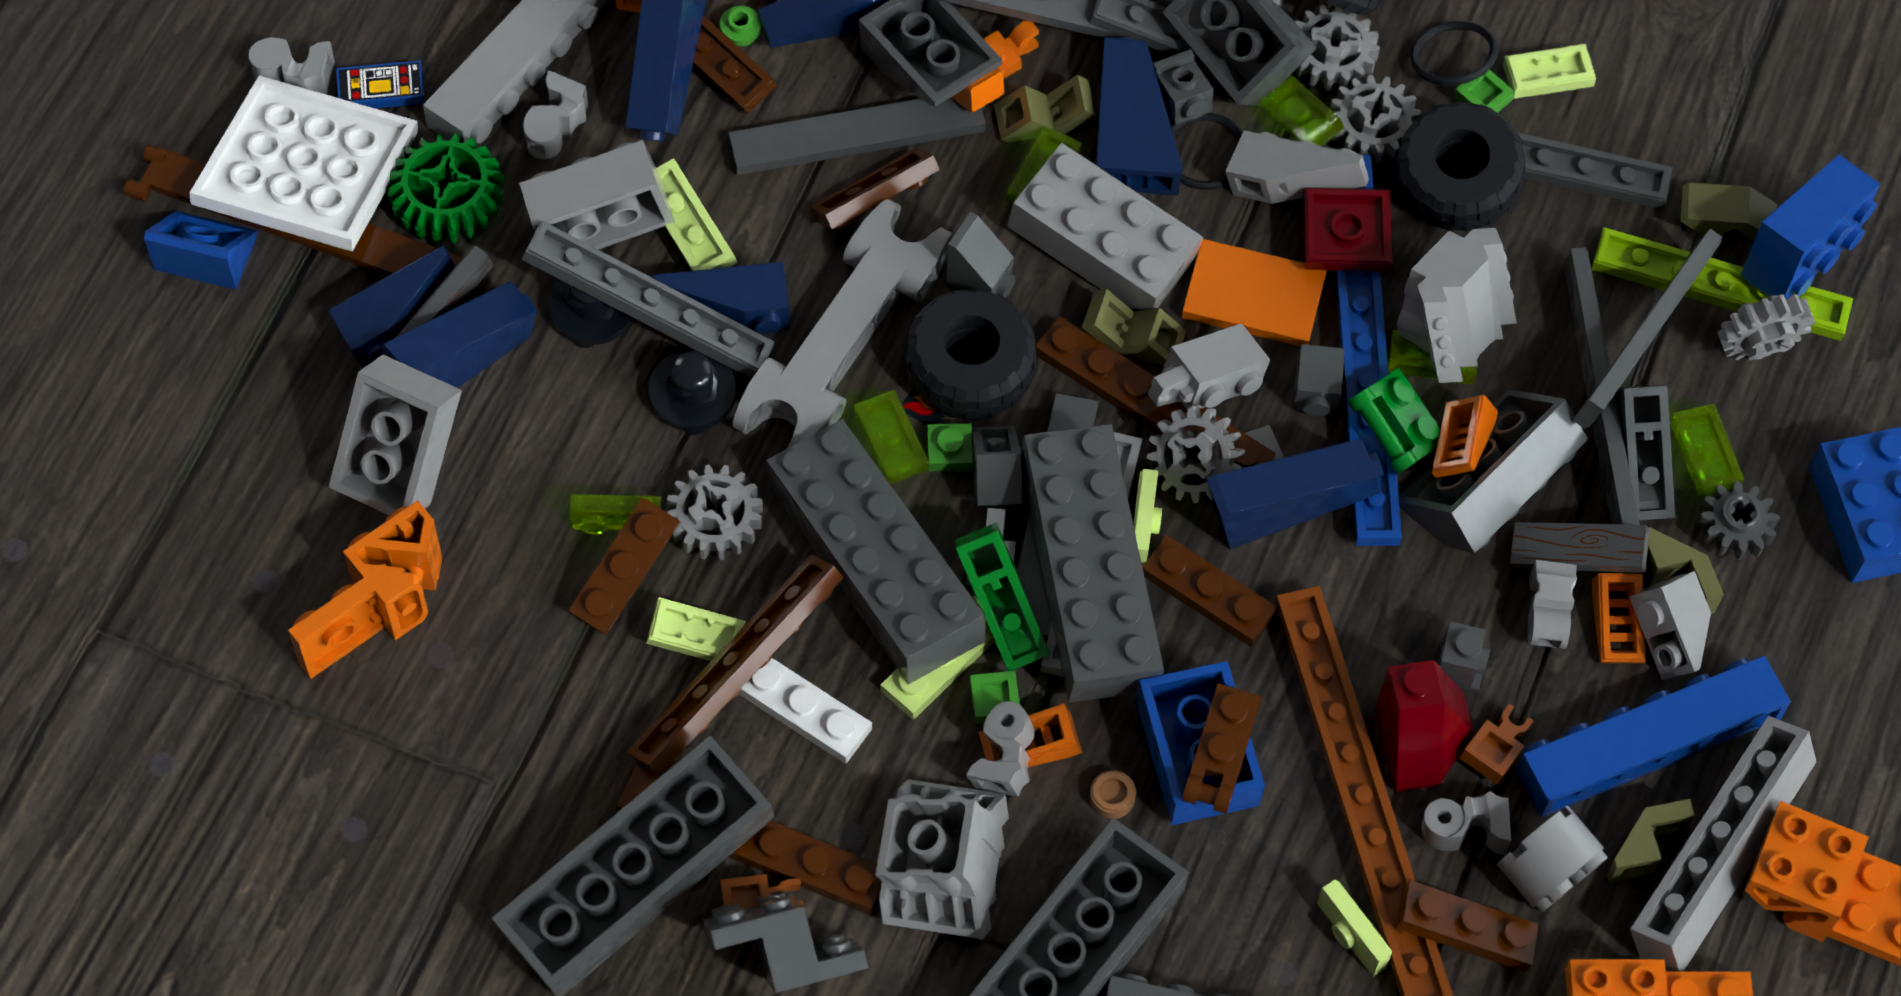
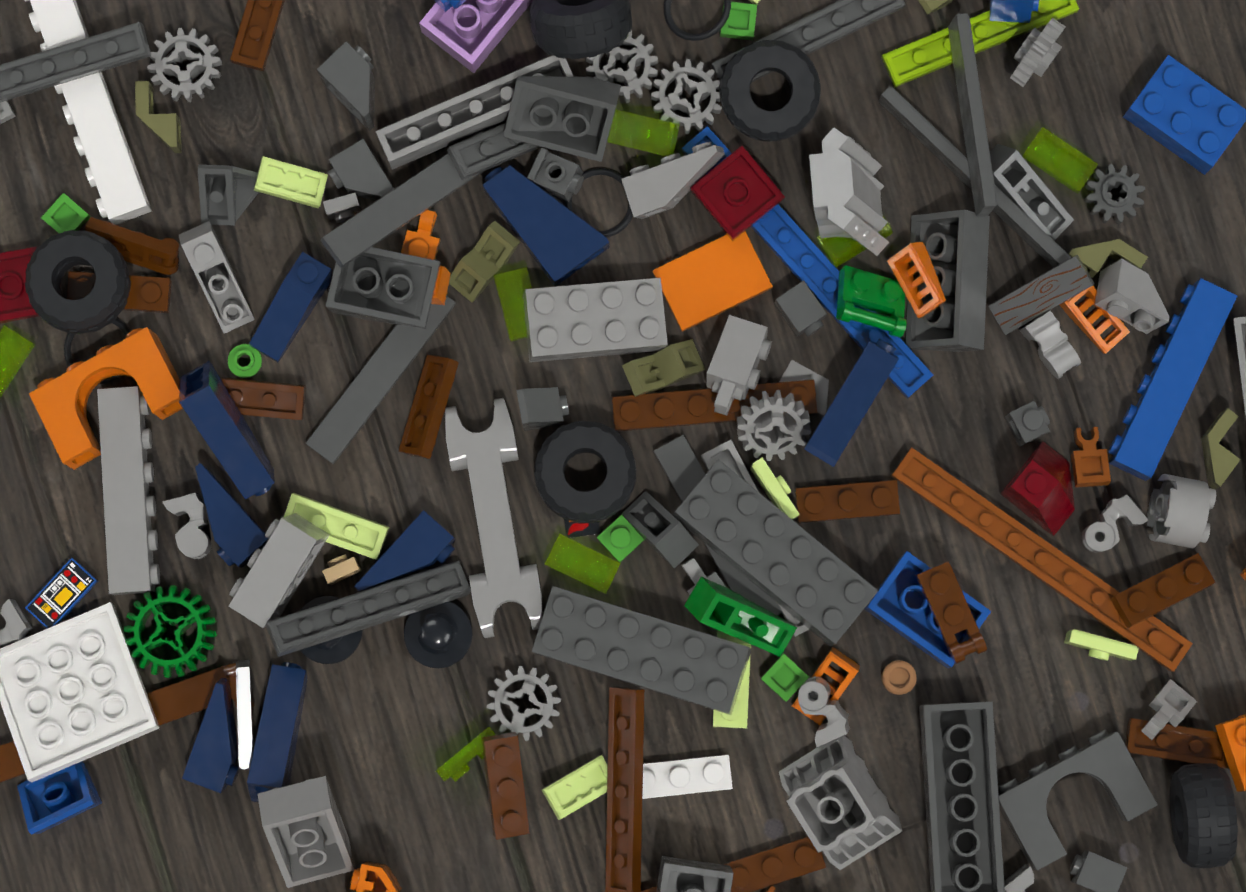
camera: 40 degrees left, 20 degrees up
(595, 124) = (230, 523): none -> dark blue slope
(654, 258) = (340, 569): none -> tan plate

